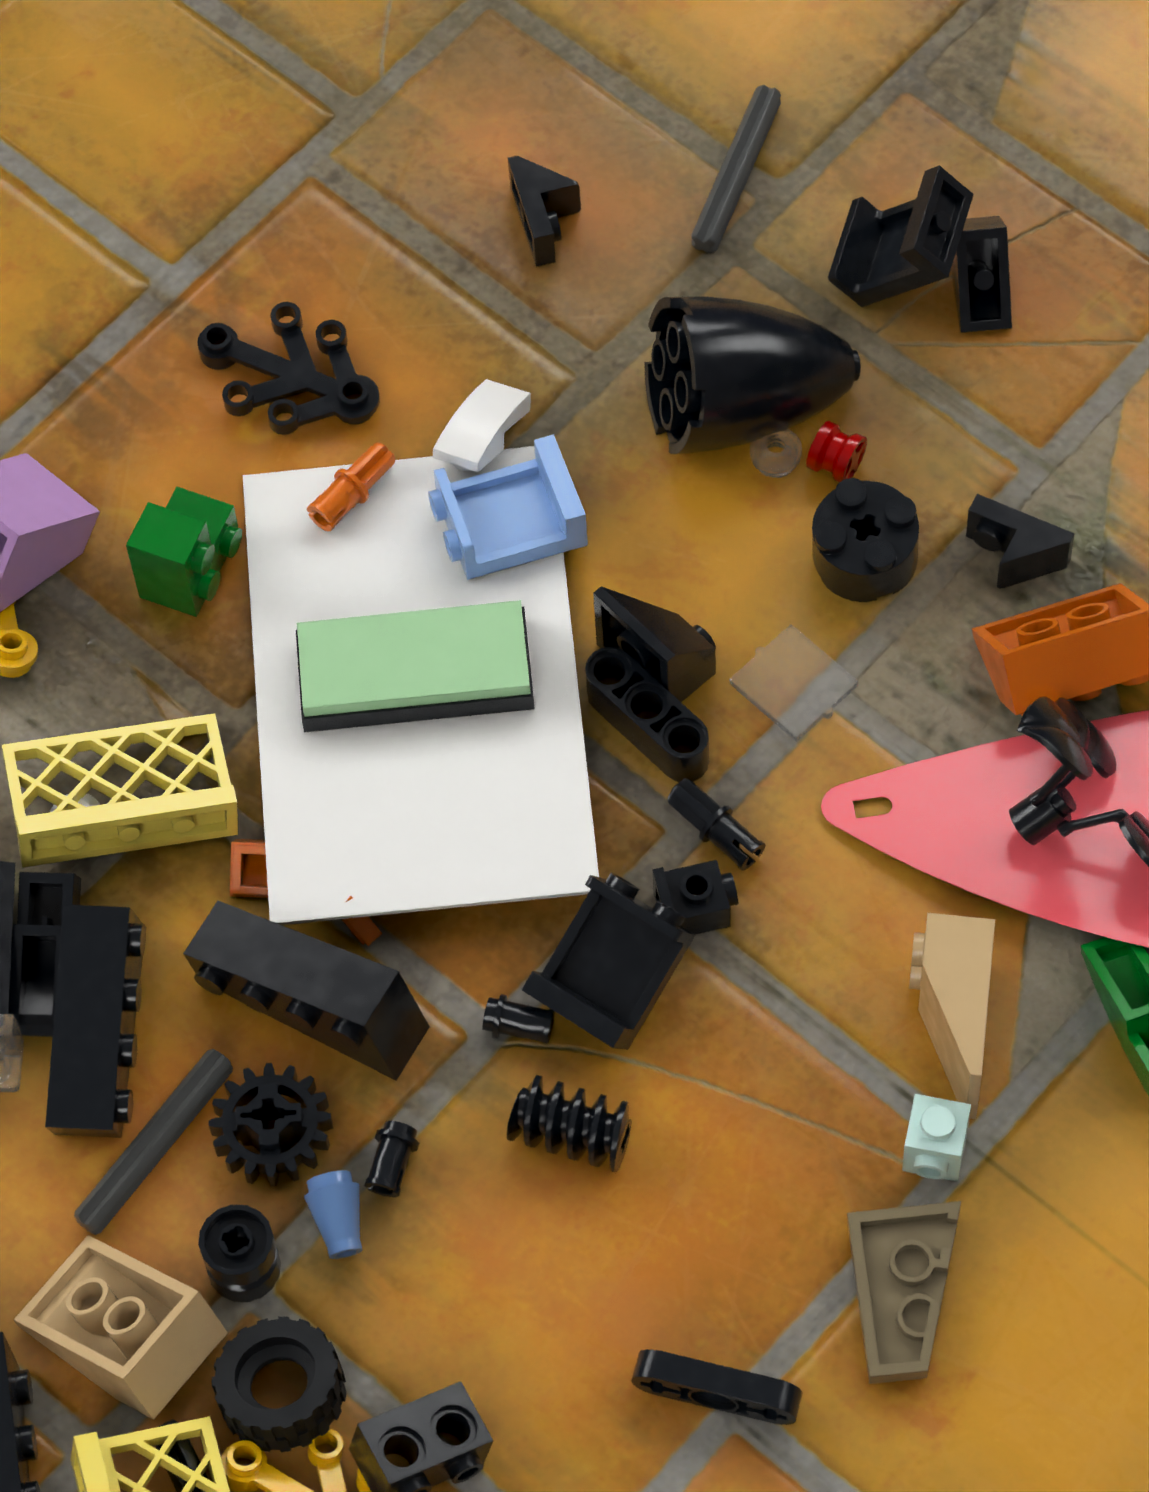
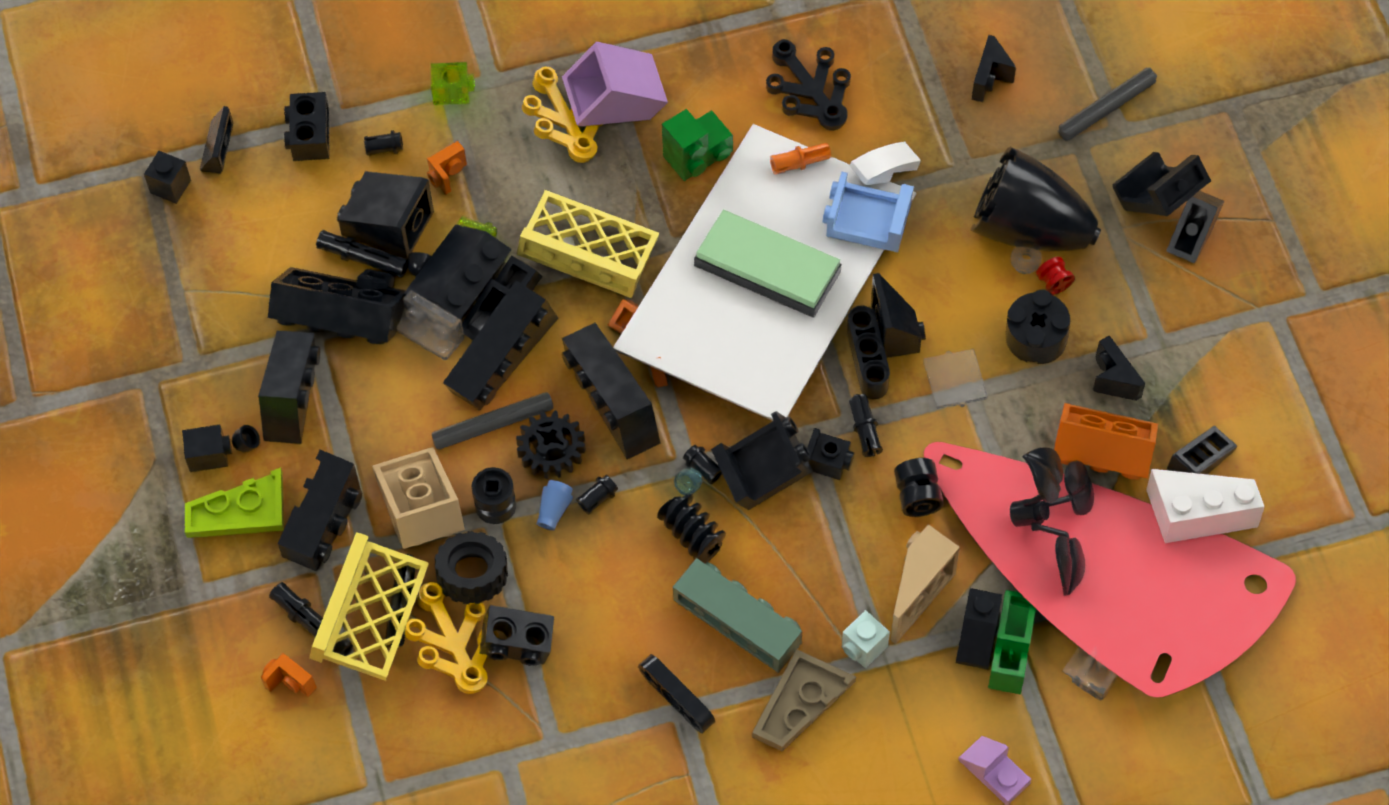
camera: 30 degrees right, 0 degrees up
(515, 1059) = (688, 481): none -> clear light blue hinge
(725, 1213) = (738, 614): none -> sand green brick
(850, 862) = (918, 487): none -> black wheel
(1083, 1023) = (978, 628): none -> black slope

